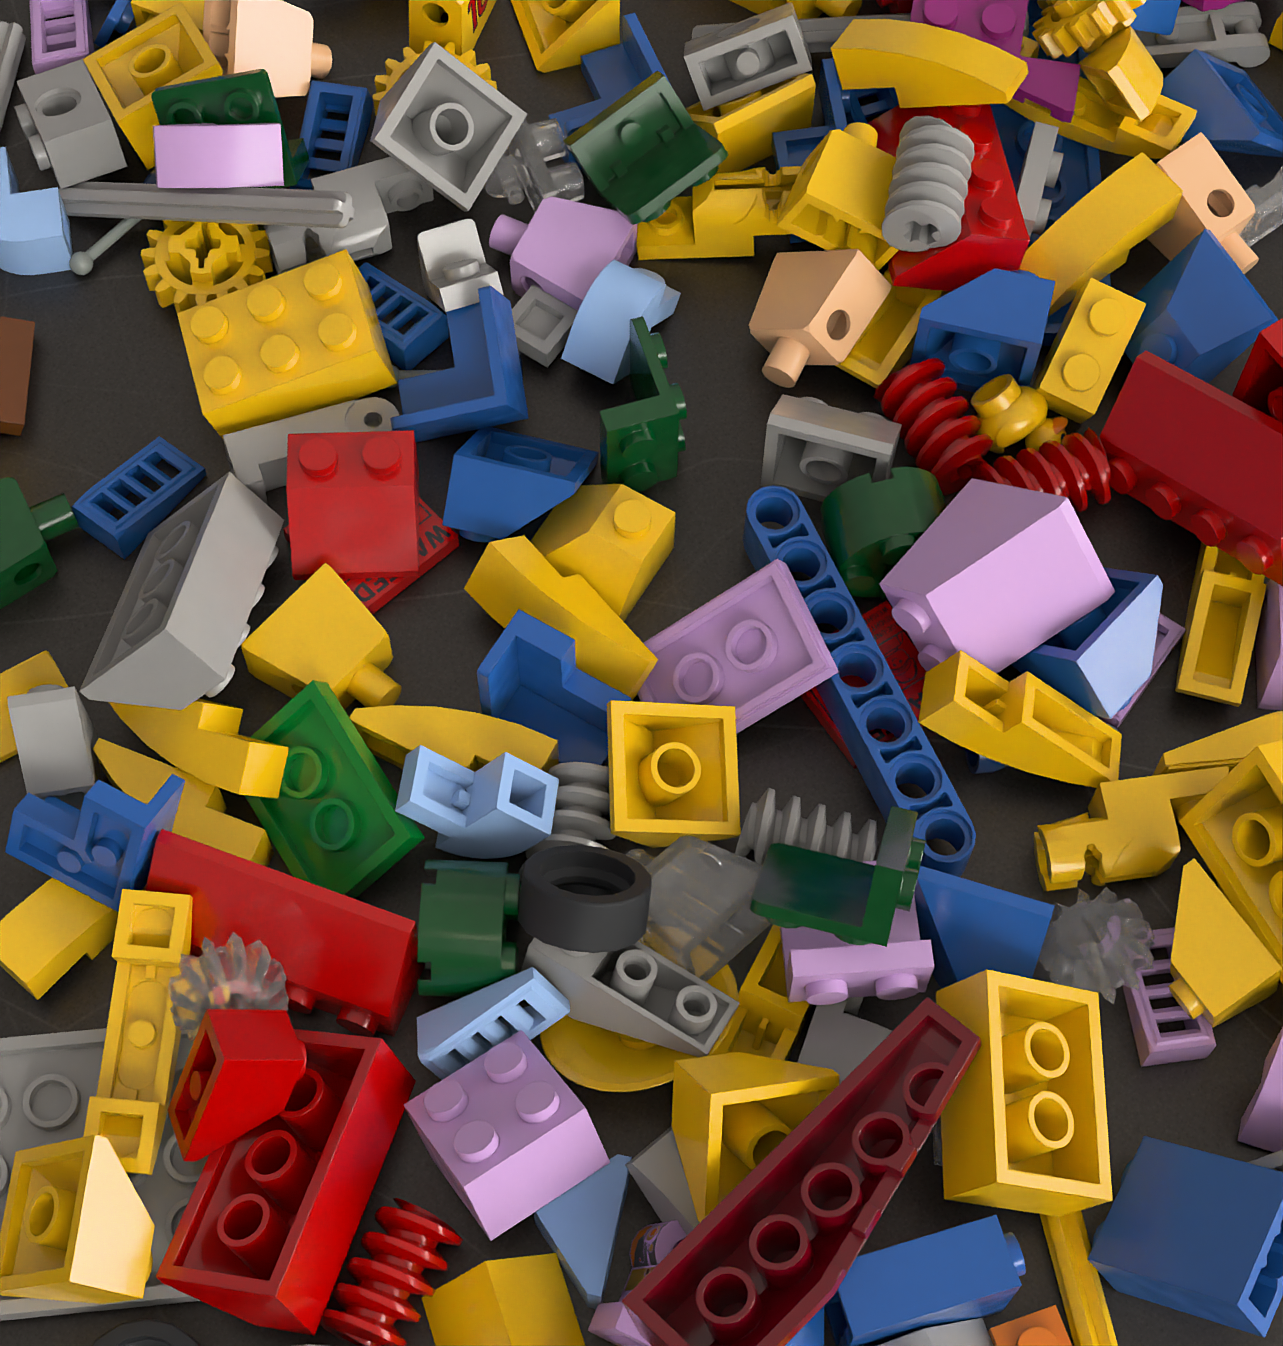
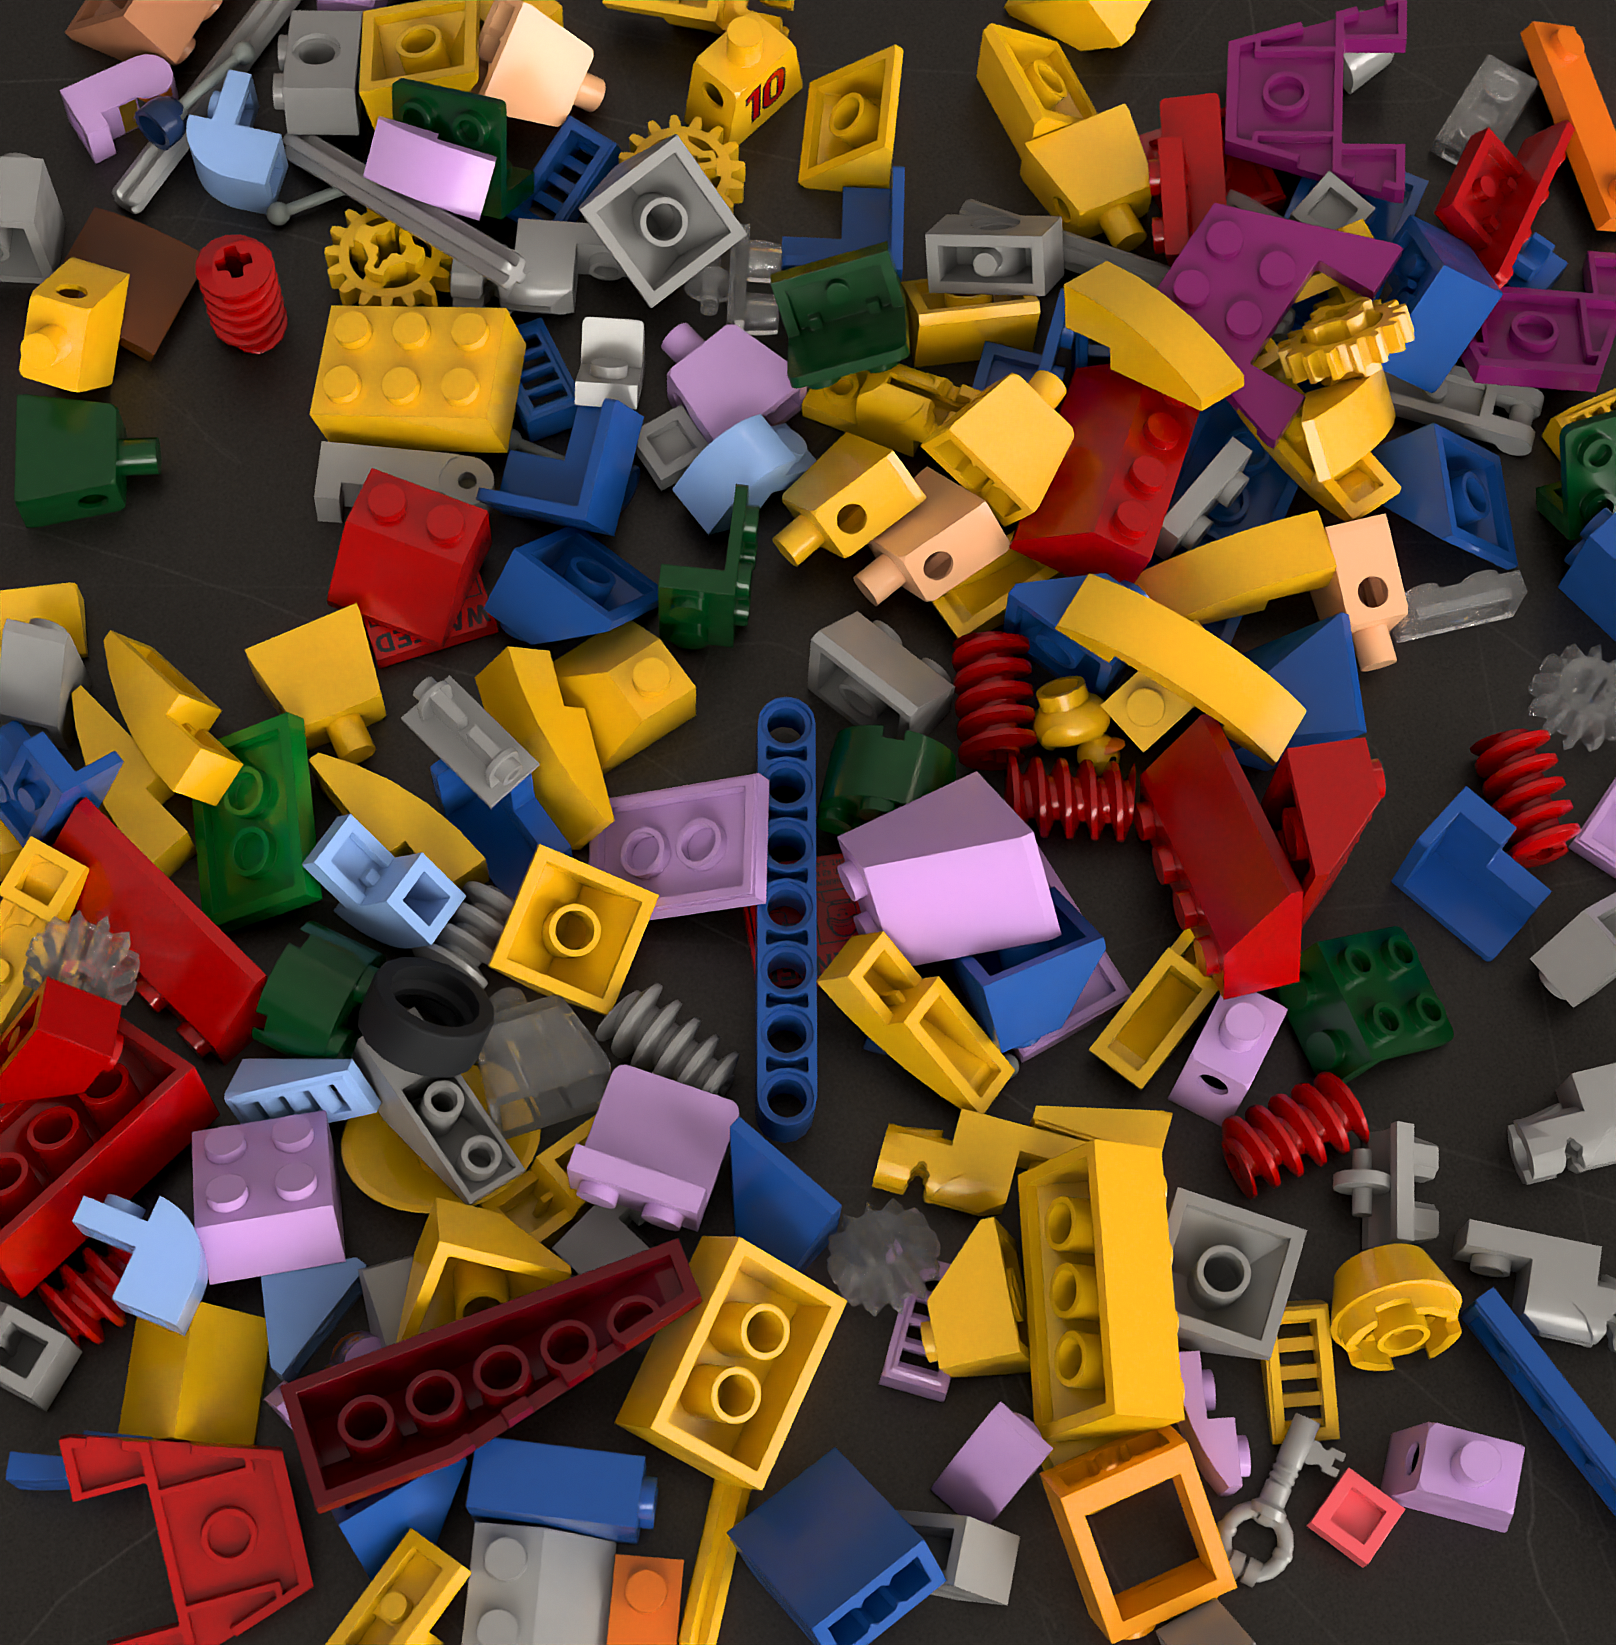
camera: 20 degrees right, 5 degrees up
(87, 334) = (242, 293): none -> red piece
(129, 531) = (219, 490): blue slope -> none
(187, 601) = (214, 590): light grey slope -> none
(444, 1223) = (166, 1263): none -> light blue brick
(504, 630) = (468, 739): none -> light grey hinge
(725, 303) = (846, 499): none -> yellow torso
(839, 893) = (649, 1107): dark green bracket -> none
(927, 185) = (1074, 466): light grey piece -> none
(1102, 309) = (1185, 661): none -> yellow slope

